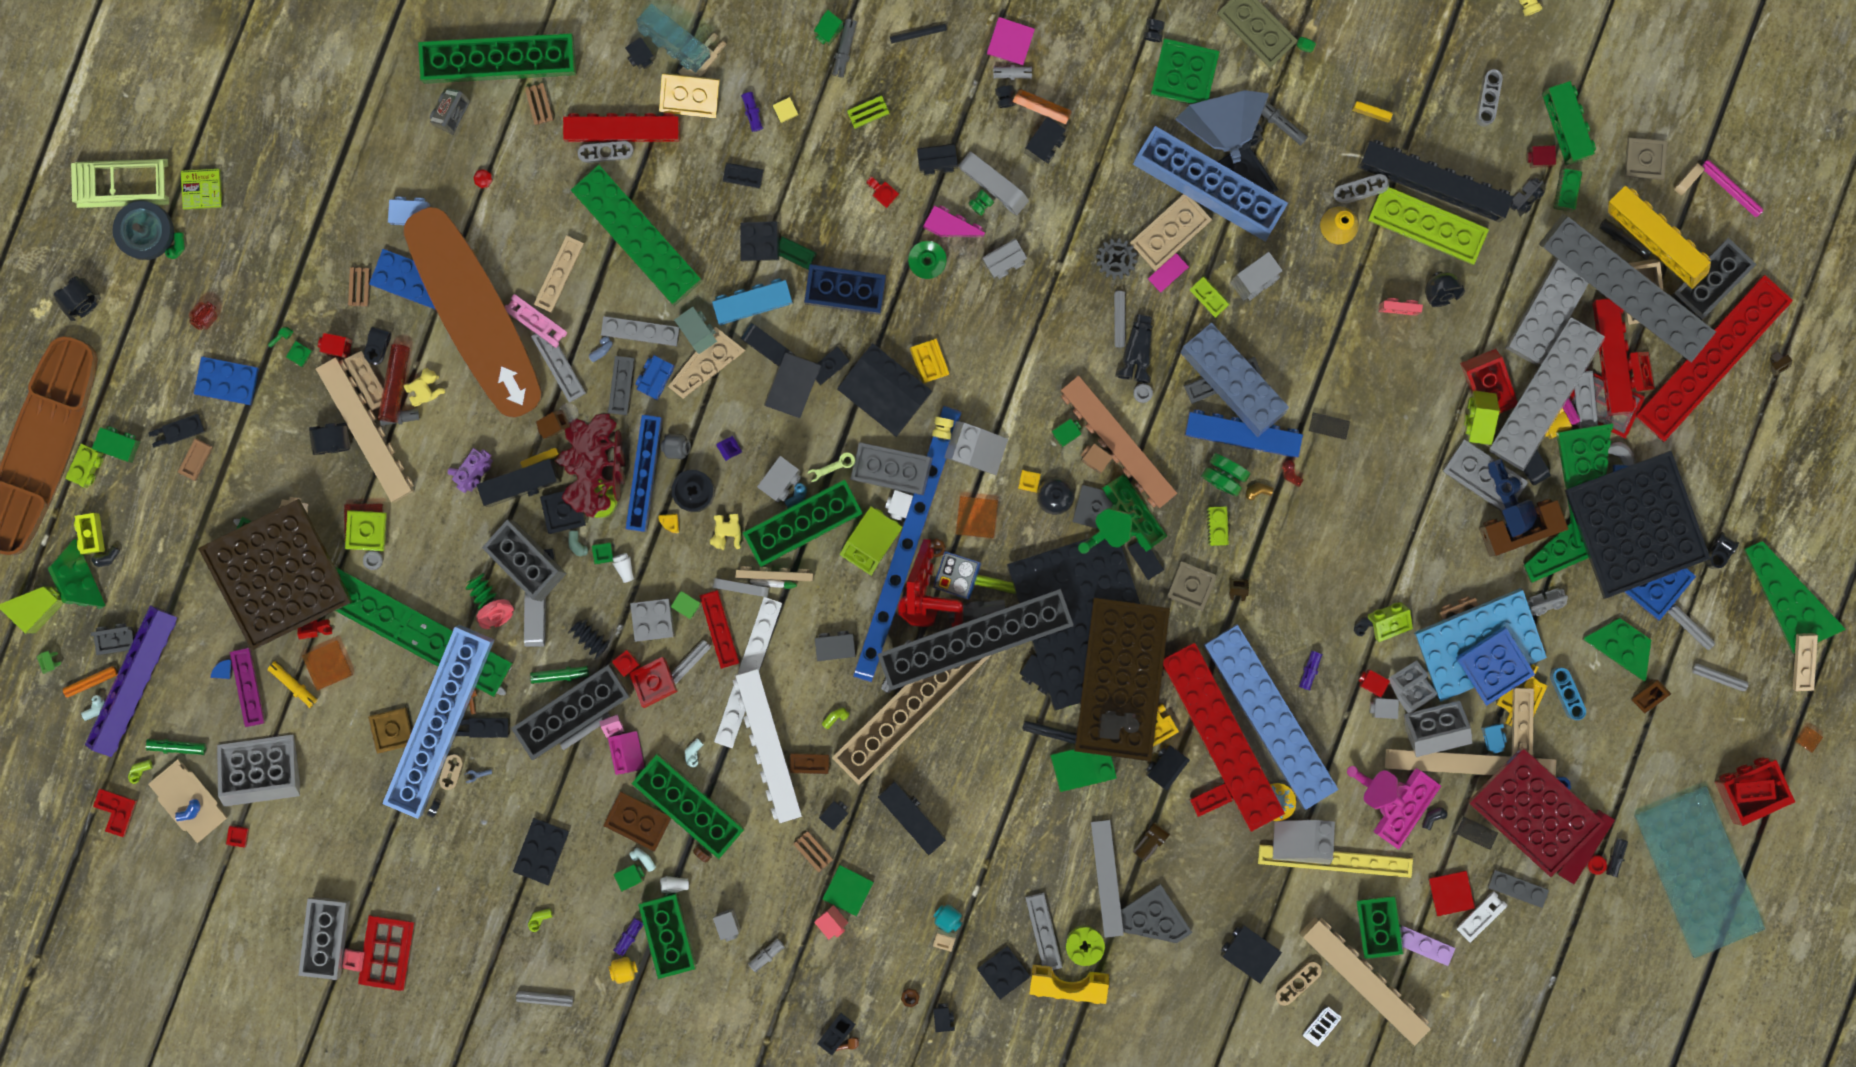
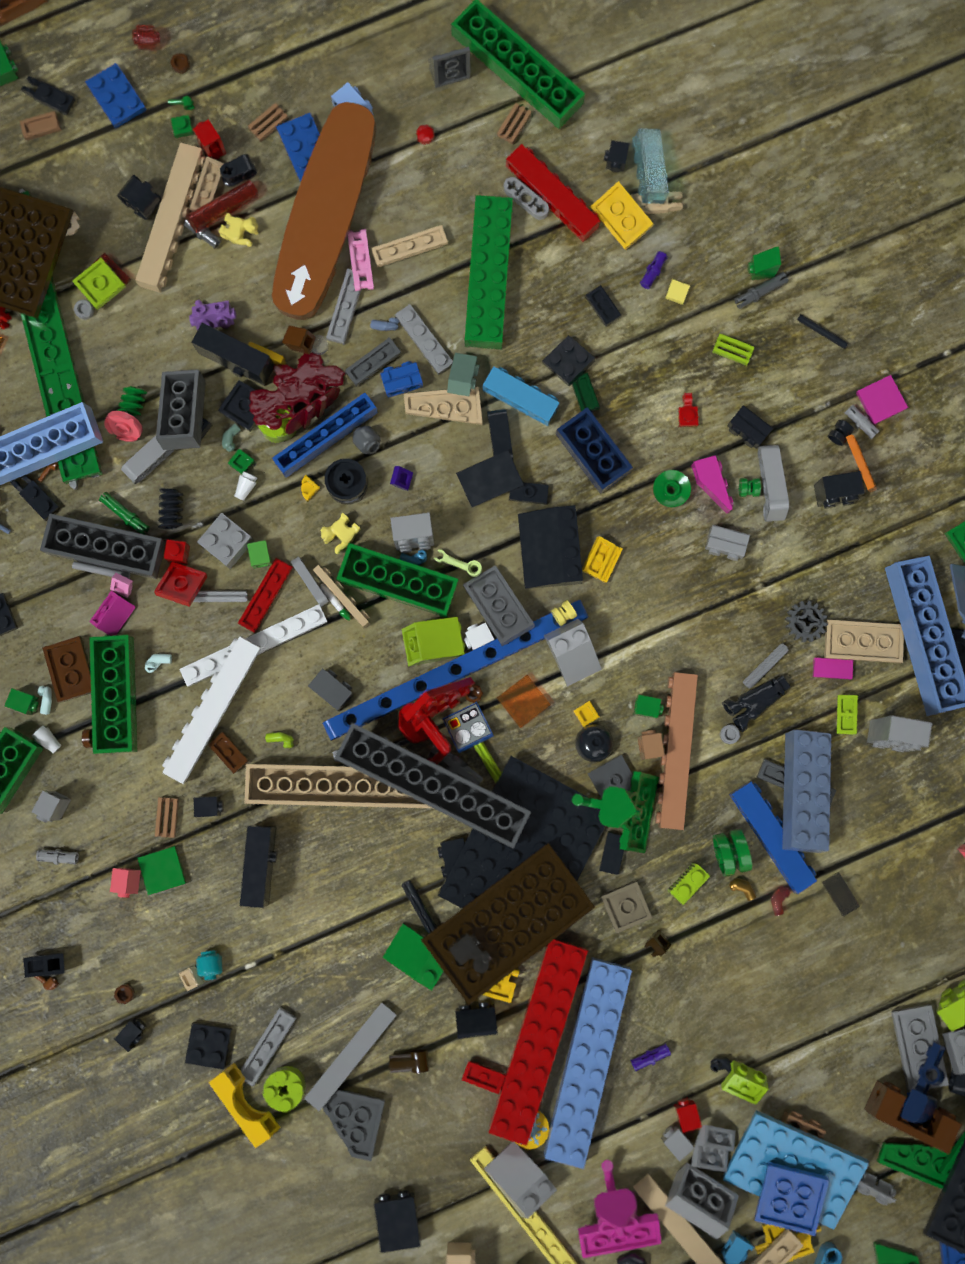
camera: 45 degrees right, 5 degrees down
(247, 308) = (180, 63): none -> reddish brown tile

